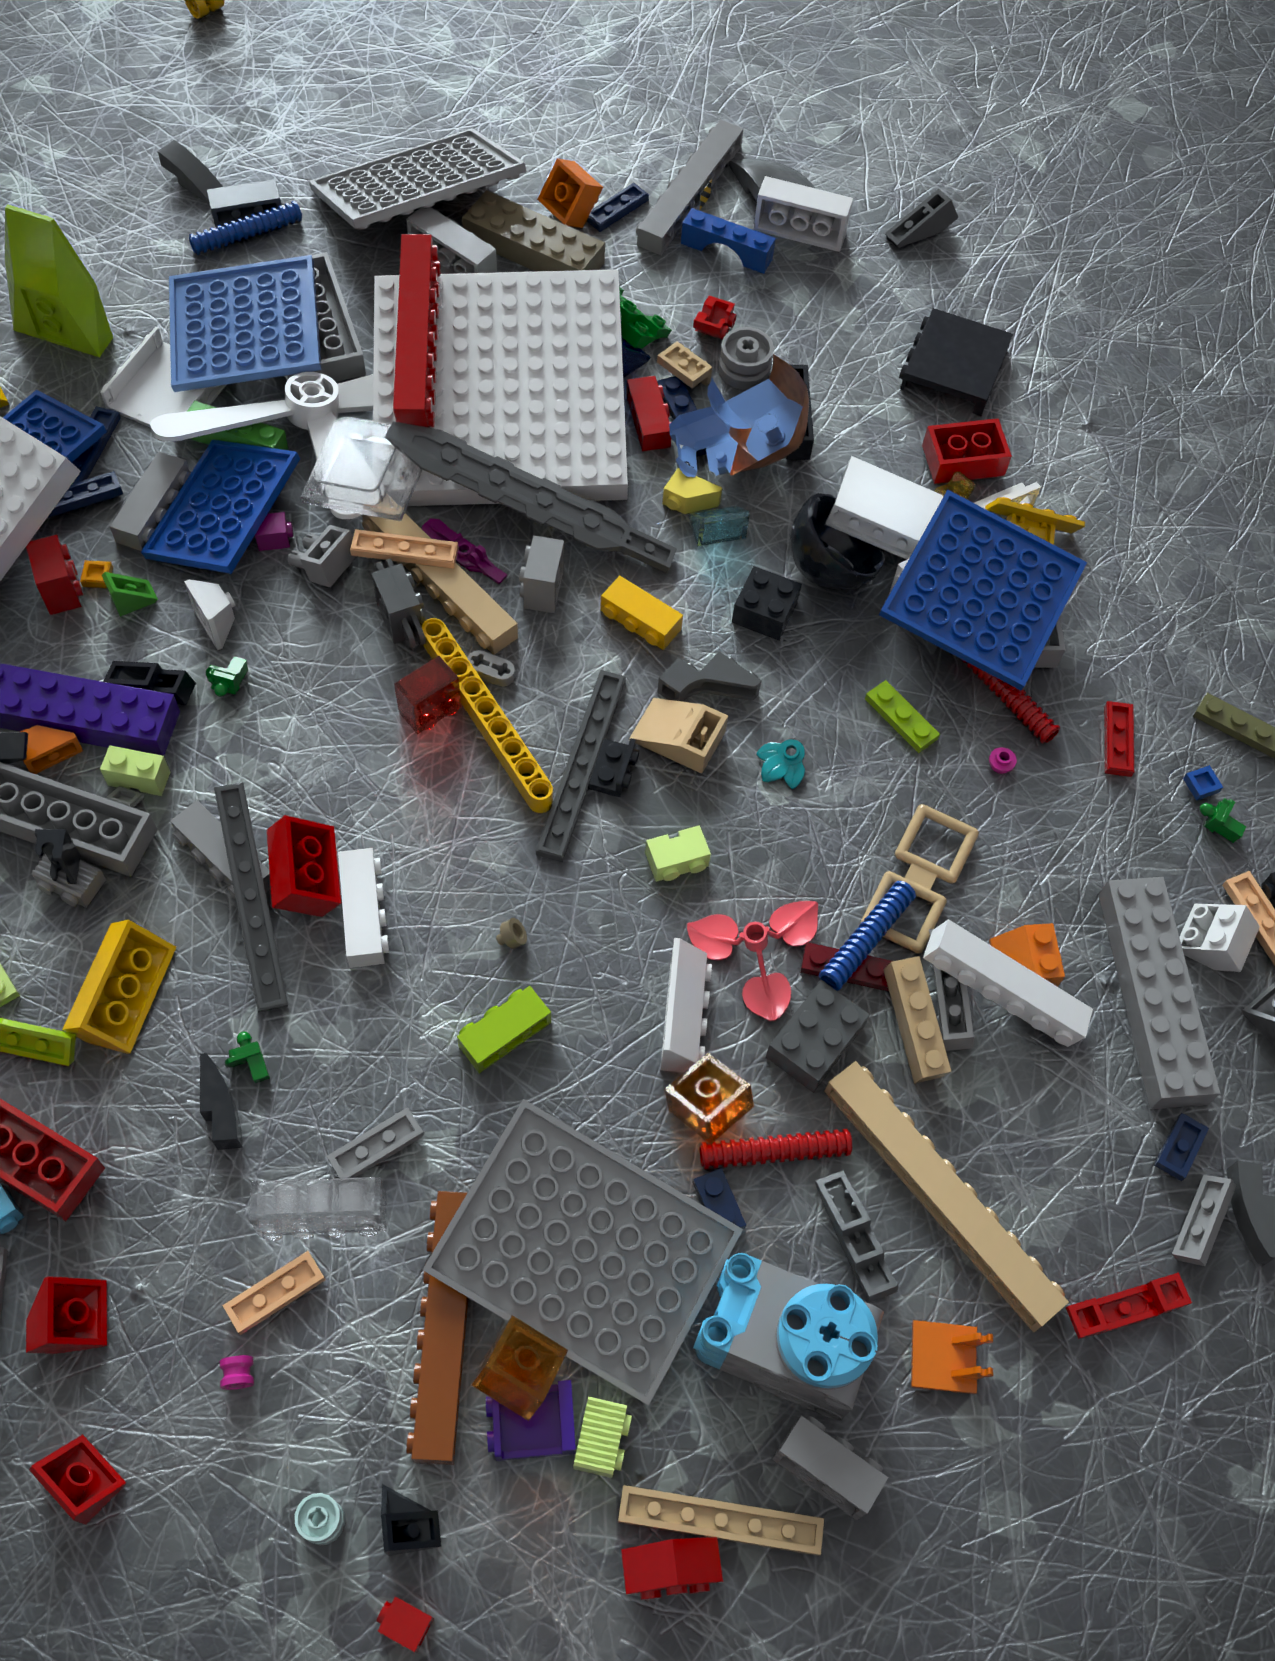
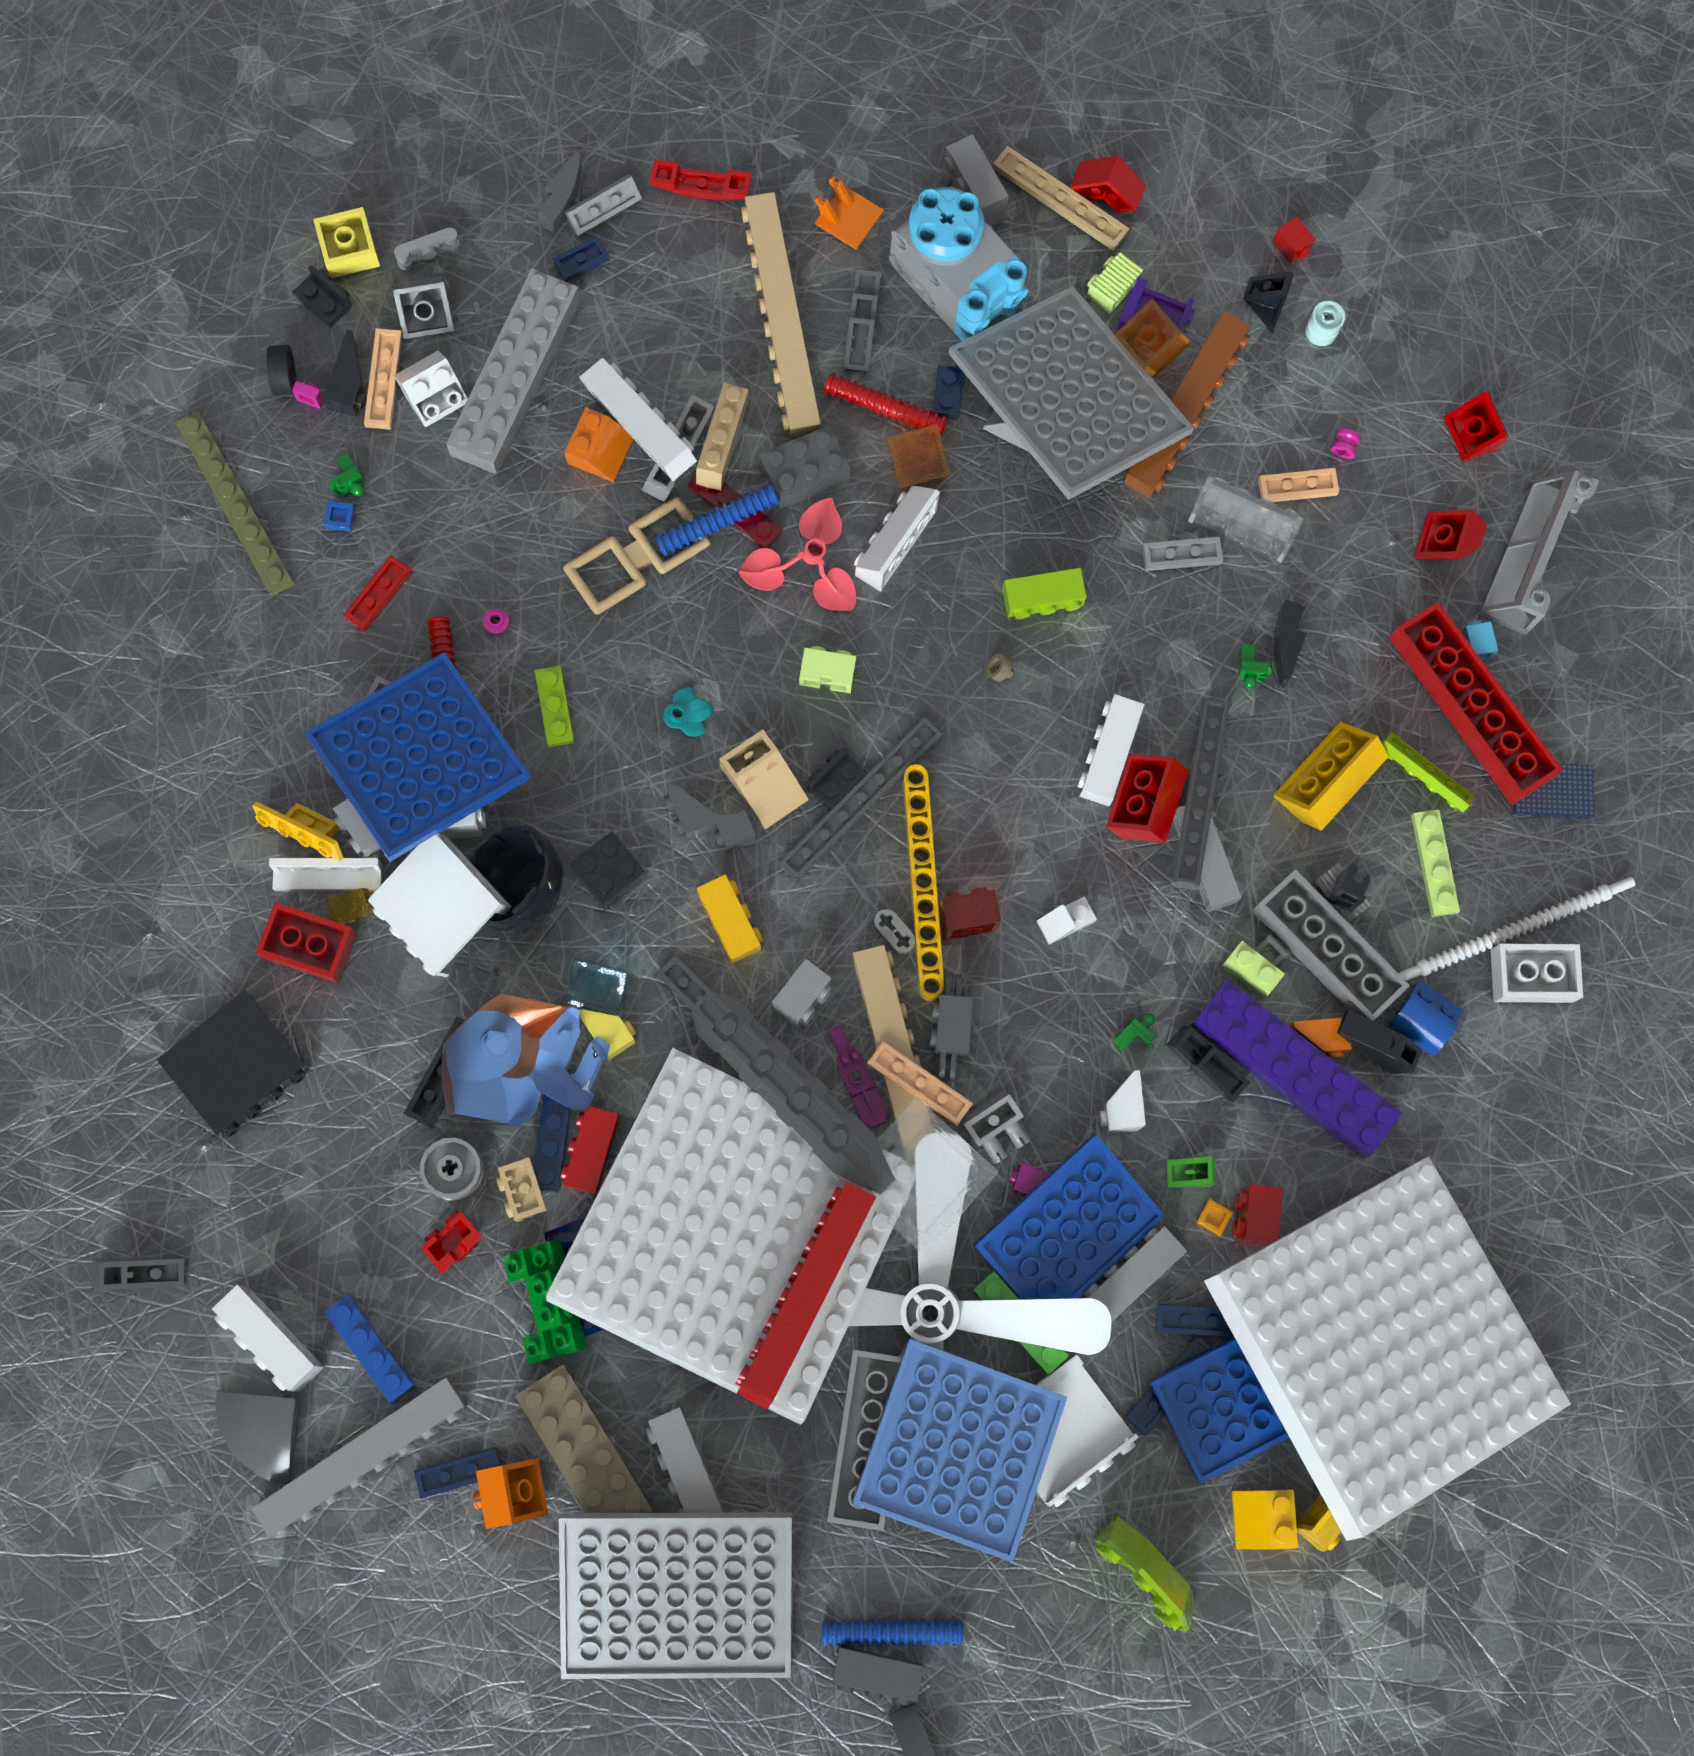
camera: 155 degrees left, 15 degrees up
(335, 745) = (1066, 920): none -> white slope

